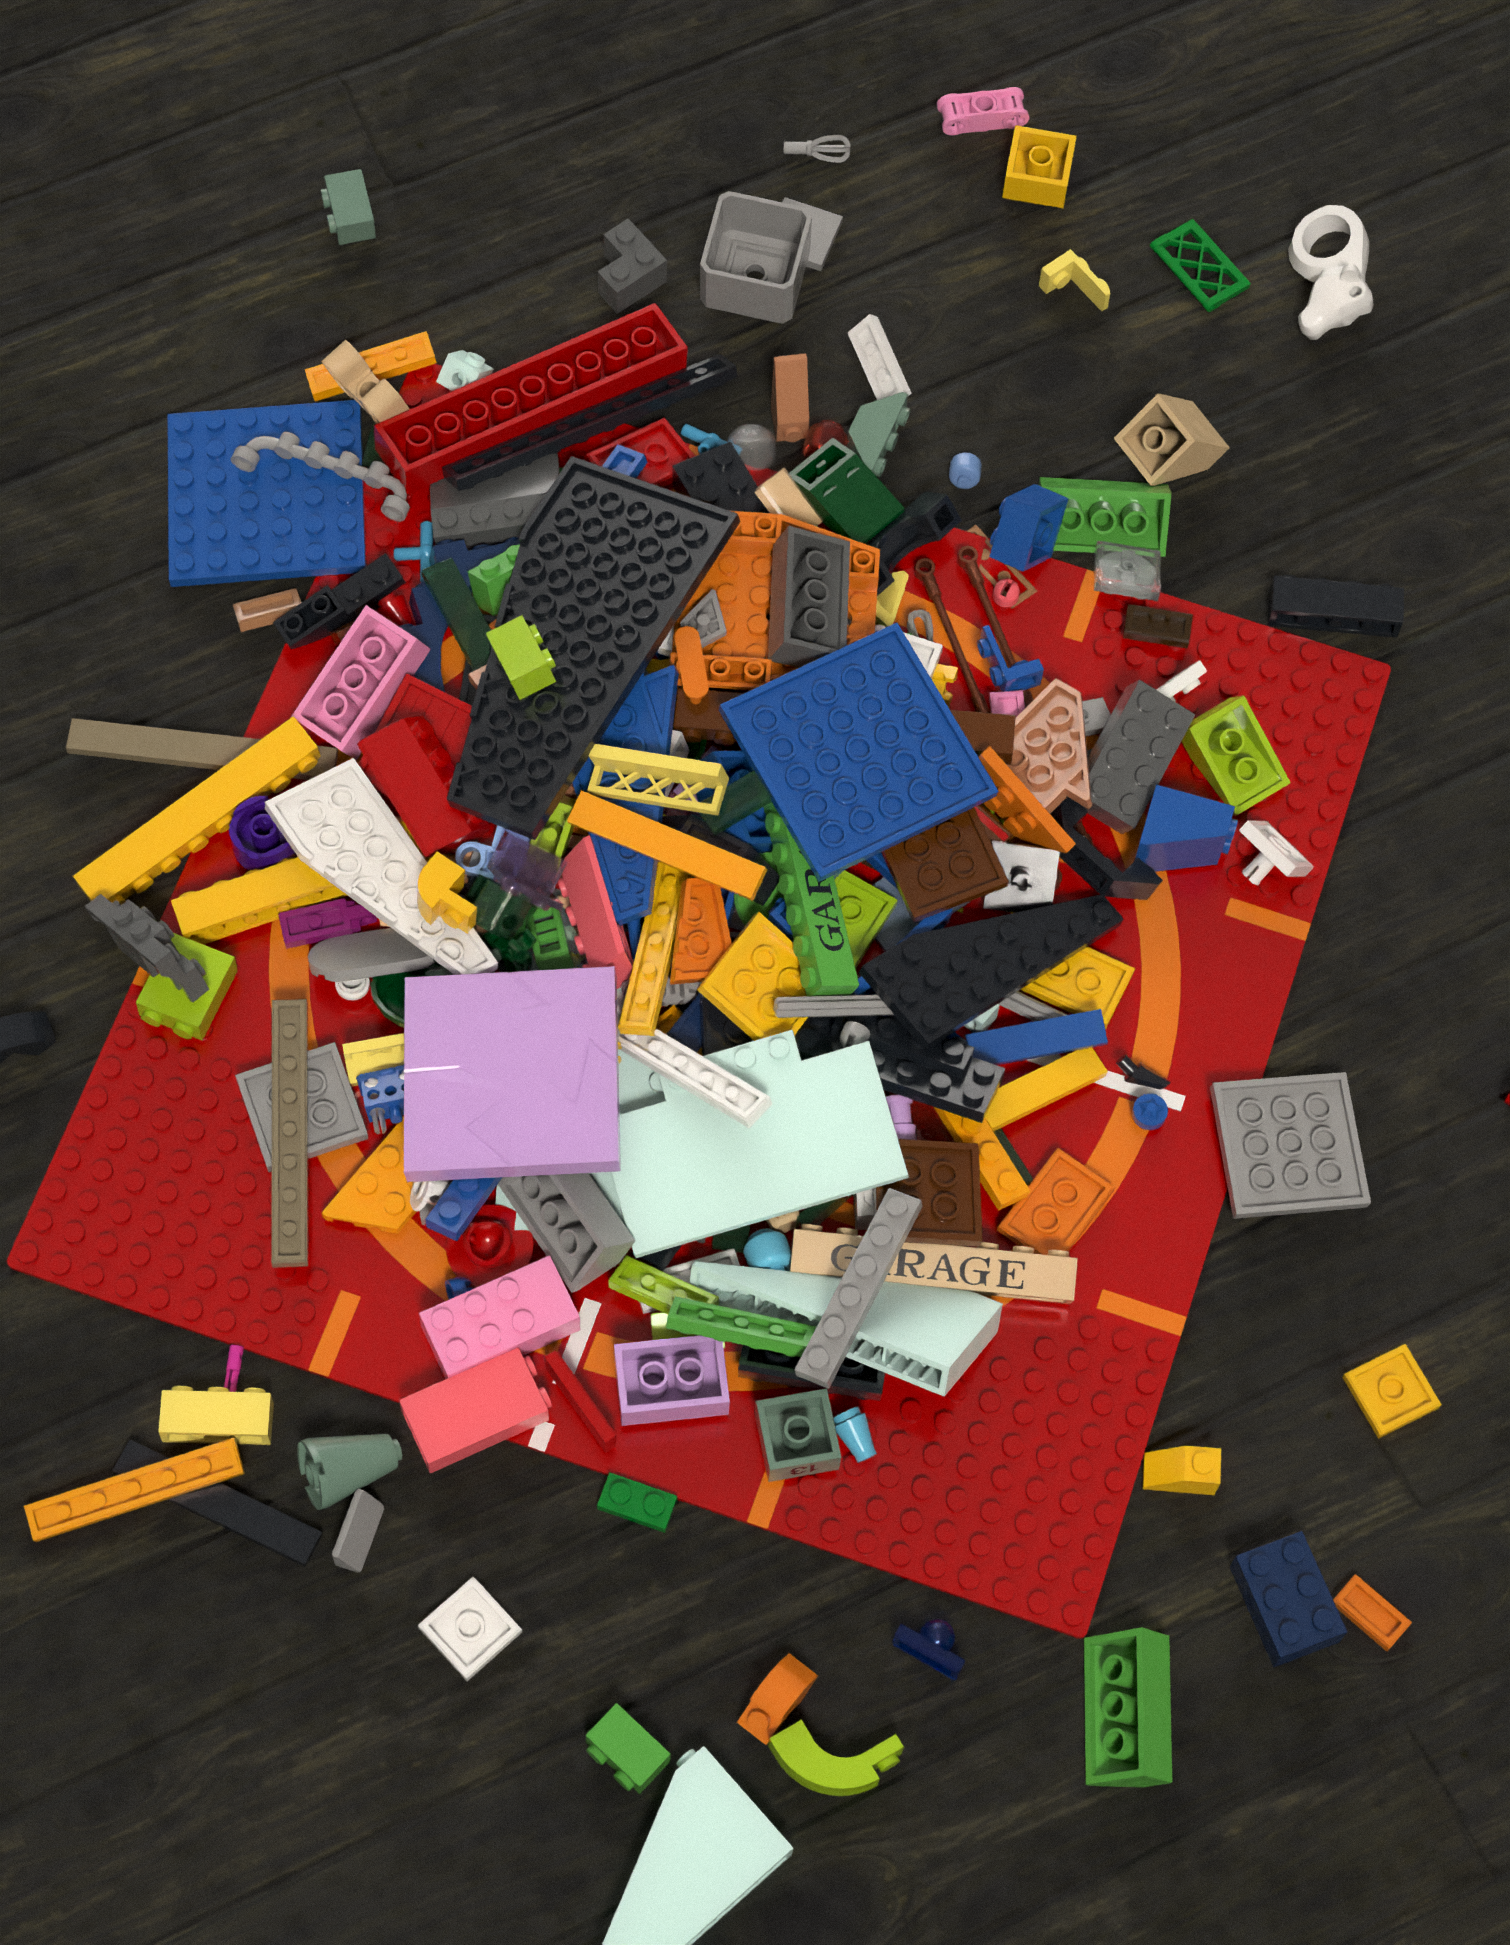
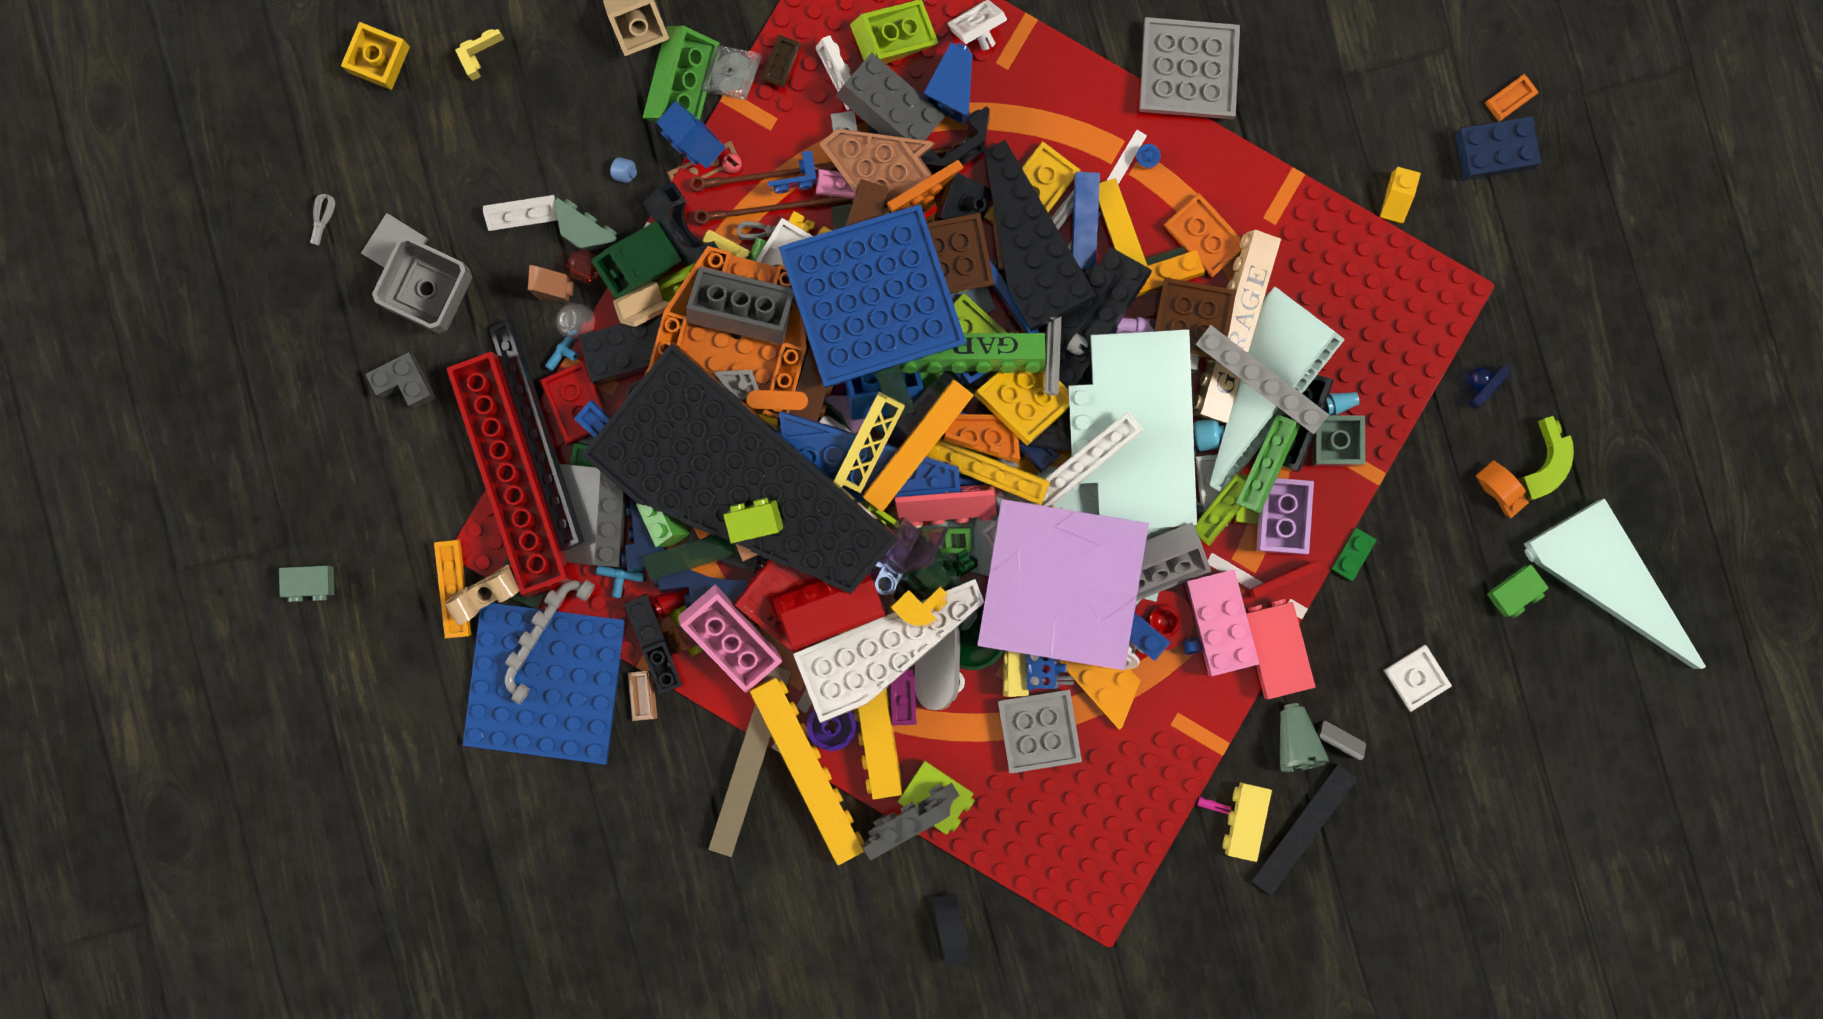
camera: 70 degrees left, 20 degrees up
(134, 1489) = (1288, 882): light orange tile -> none
(289, 1133) = (1060, 742): dark tan tile -> none
(462, 369) = (478, 520): light aqua brick -> none
(982, 111) = (313, 103): bright pink piece -> none
(1128, 1709) = (1549, 268): bright green slope -> none
(1141, 1074) = (1120, 155): black bar -> none
(1391, 1391) = (1367, 45): yellow tile -> none

